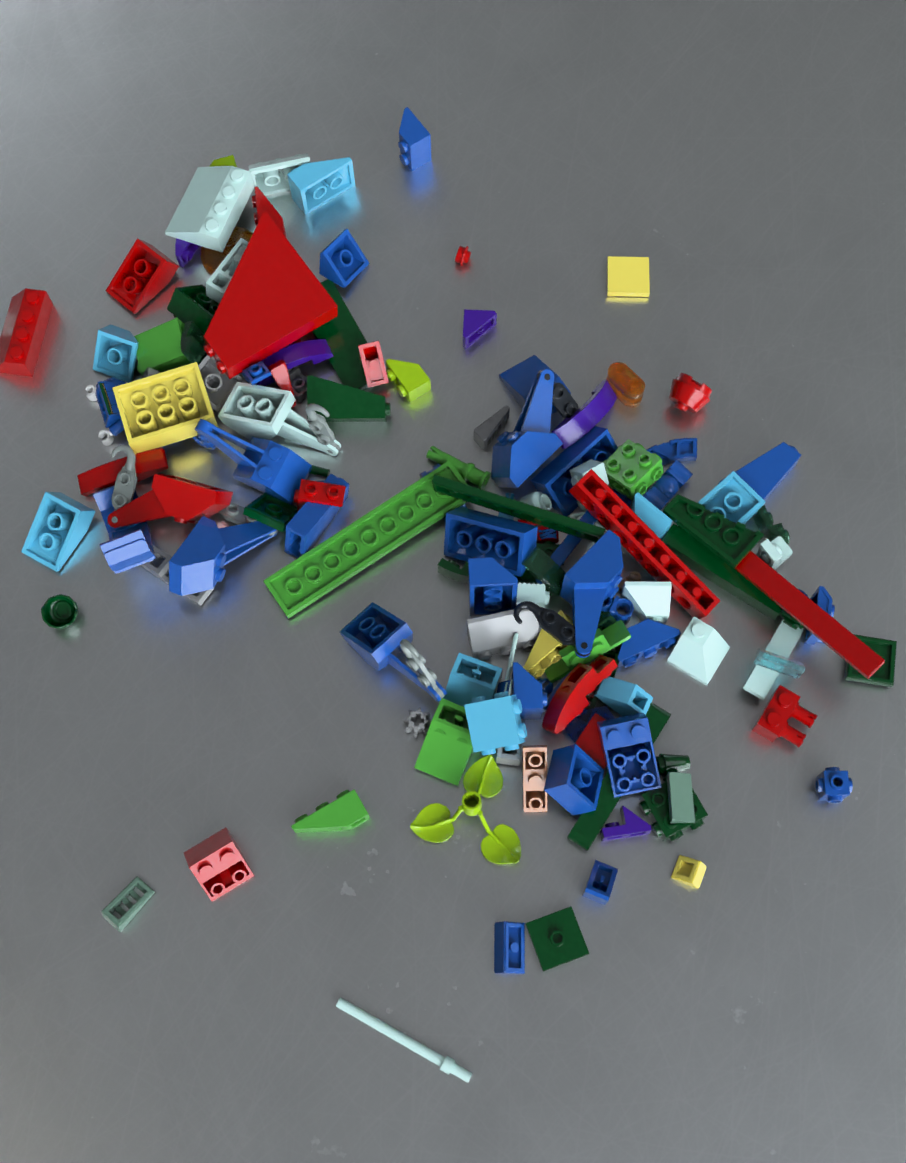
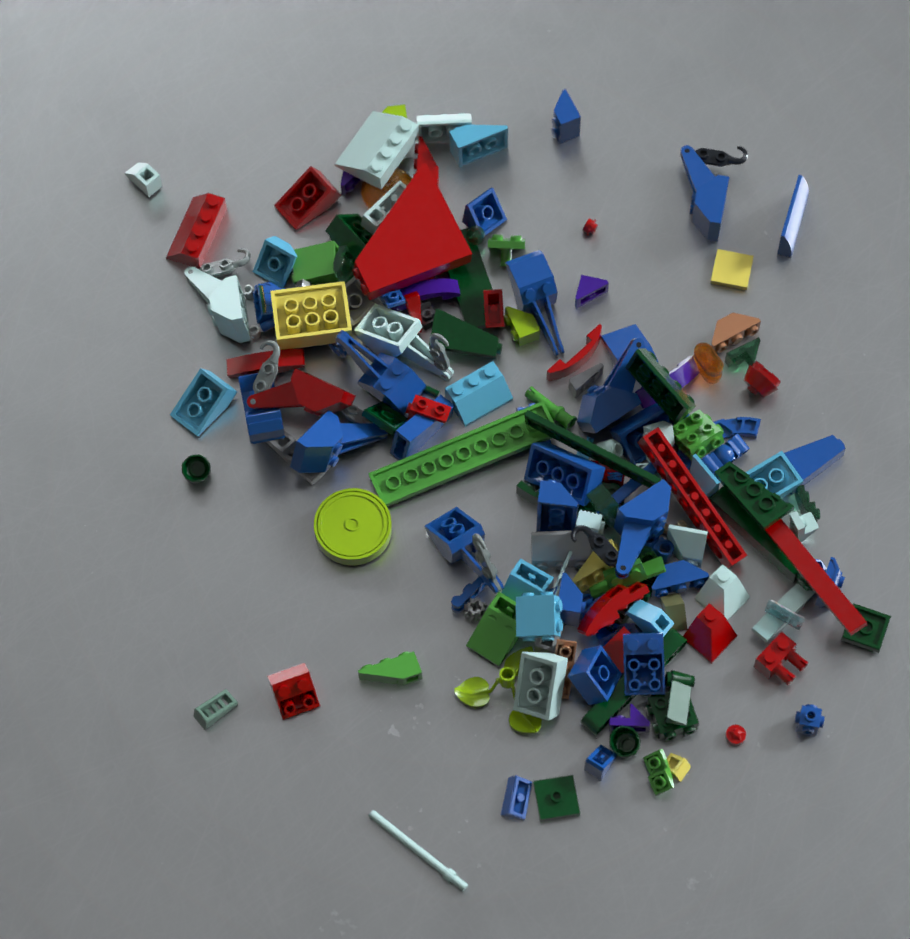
camera: 10 degrees right, 5 degrees down
(63, 404) = (223, 297): none -> light aqua slope
(255, 648) = (352, 526): none -> lime brick
(337, 285) = (475, 235): none -> clear green tile
(374, 292) = (506, 245): none -> bright green plate
(374, 464) = (478, 393): none -> medium azure slope
(407, 702) = (469, 591): none -> blue plate
(416, 334) = (536, 289): none -> blue slope
(463, 420) = (561, 370): none -> red slope
(512, 804) = (540, 684): none -> light aqua slope
(581, 420) = (660, 385): none -> dark green slope
(585, 193) = (708, 191): none -> blue slope
(625, 854) = (624, 741): none -> dark green hair
(644, 343) = (733, 329): none -> nougat slope
(648, 678) = (675, 610): none -> olive slope
(665, 365) = (745, 352): none -> clear green slope
(673, 883) = (659, 770): none -> bright green slope
(683, 208) = (794, 218): none -> slope
(695, 701) = (710, 633): none -> red slope
(750, 818) = (735, 735): none -> red tile

